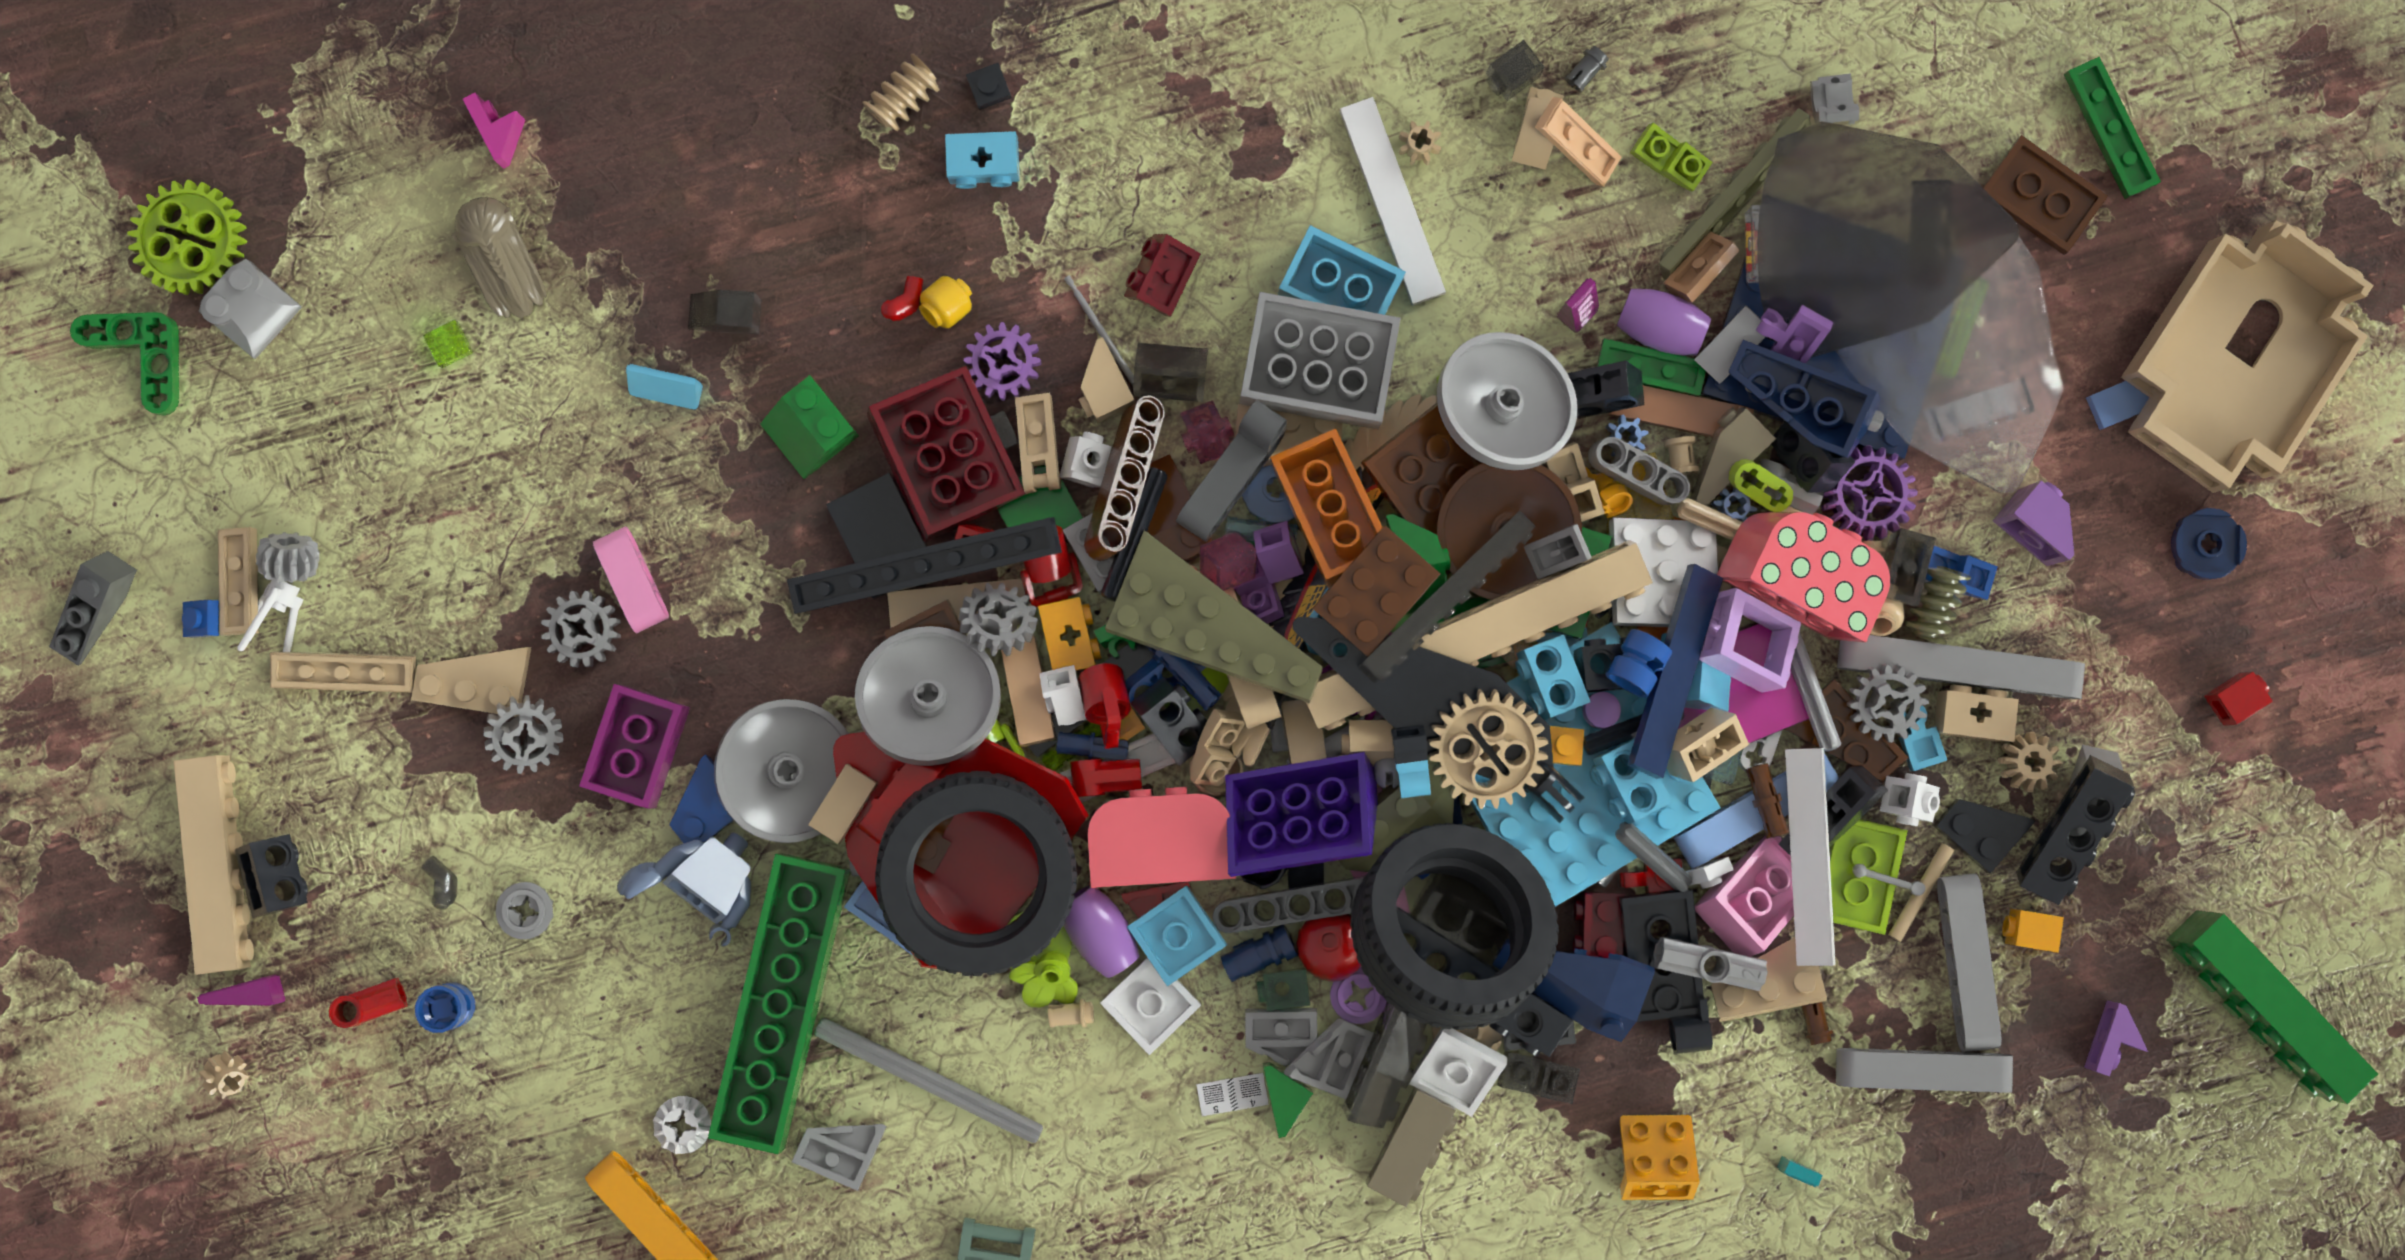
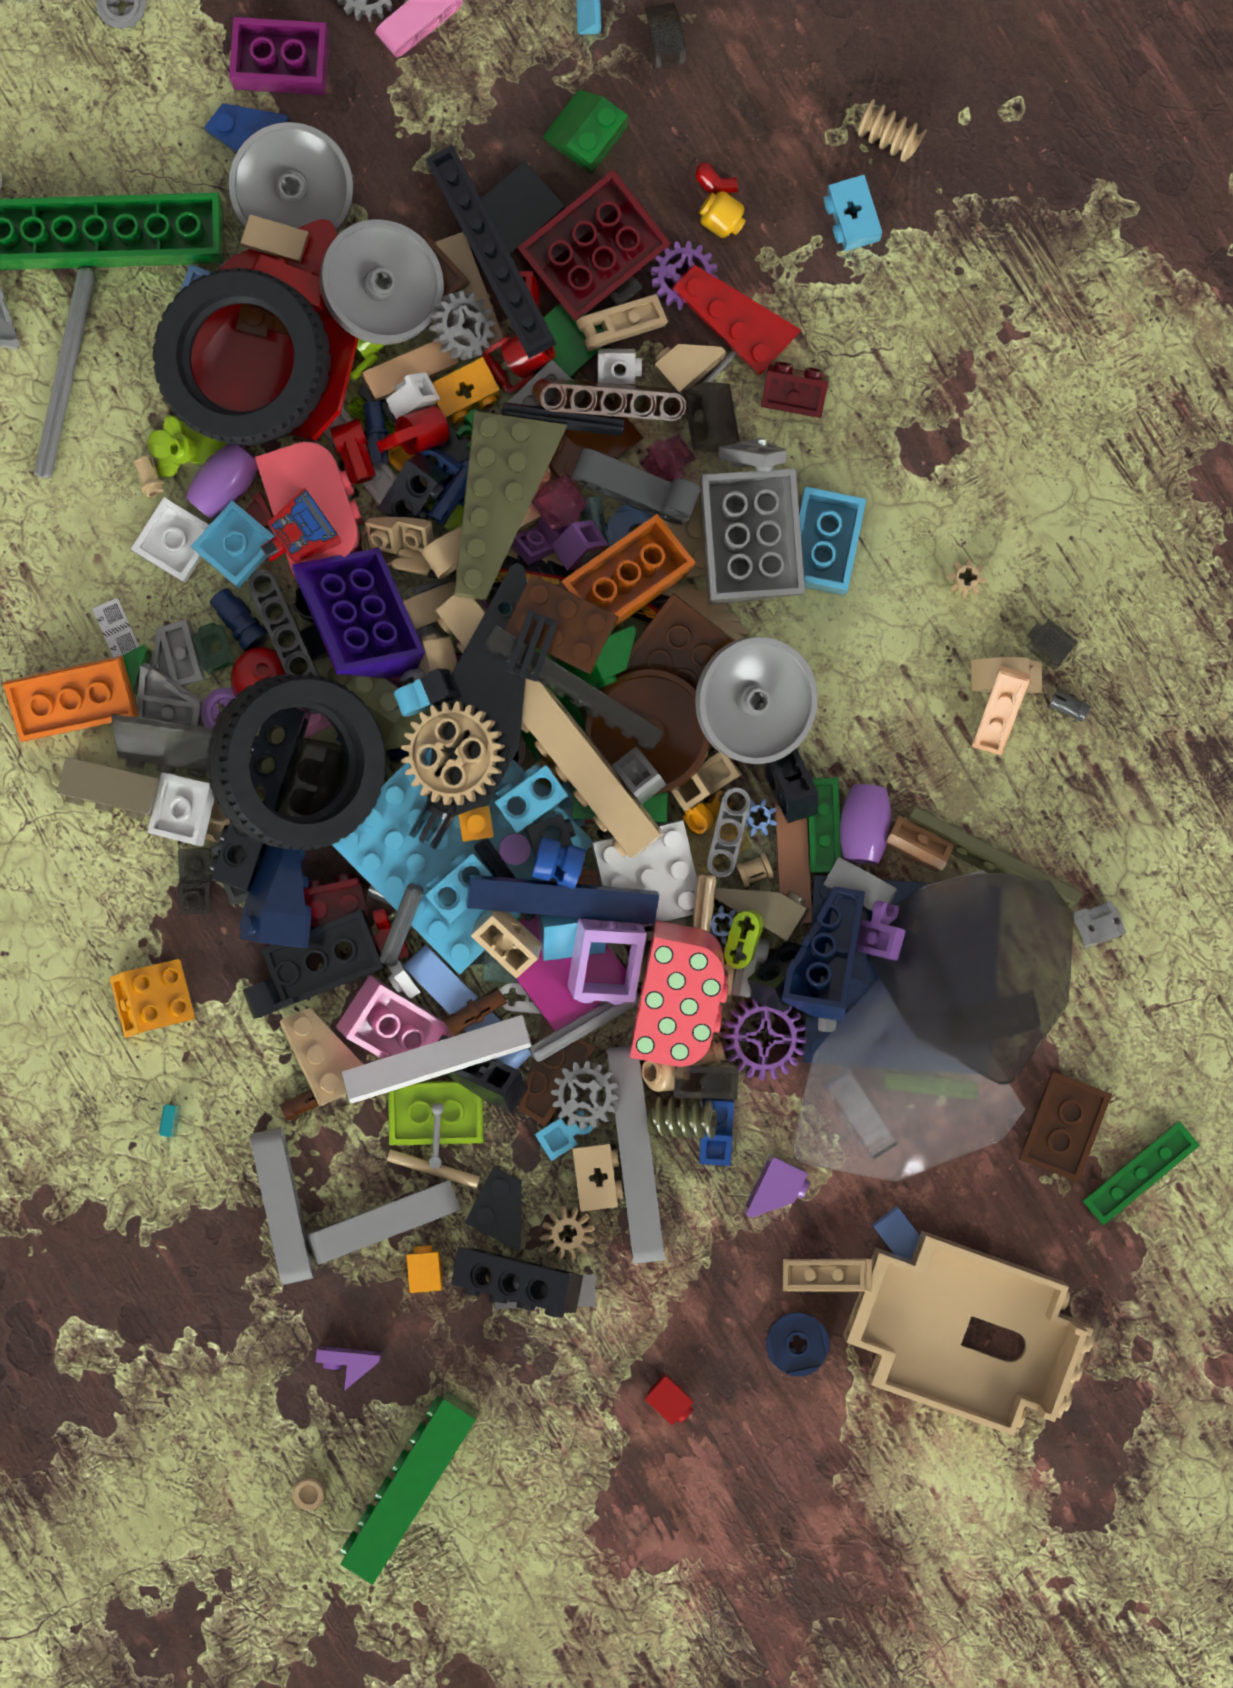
camera: 75 degrees right, 0 degrees up
(702, 874) = (186, 142): sand blue torso -> none
(988, 86) = (918, 203): black plate -> none
(1072, 313) = (739, 321): none -> red wing
(1191, 856) = (300, 530): none -> torso
(1228, 333) = (753, 453): none -> light grey wing
(1302, 1164) = (70, 698): none -> orange tile
(1392, 201) = (910, 569): white tile -> none
(1423, 645) = (523, 671): none -> black tile
(1580, 306) = (859, 749): magenta slope -> none
(1671, 158) = (1012, 798): lime slope -> none
(1729, 967) = (324, 975): light grey piece -> none
(1910, 799) = (509, 1136): white brick -> none
(2148, 490) = (827, 1275): none -> tan tile
(2244, 1120) = (309, 1493): none -> tan tile

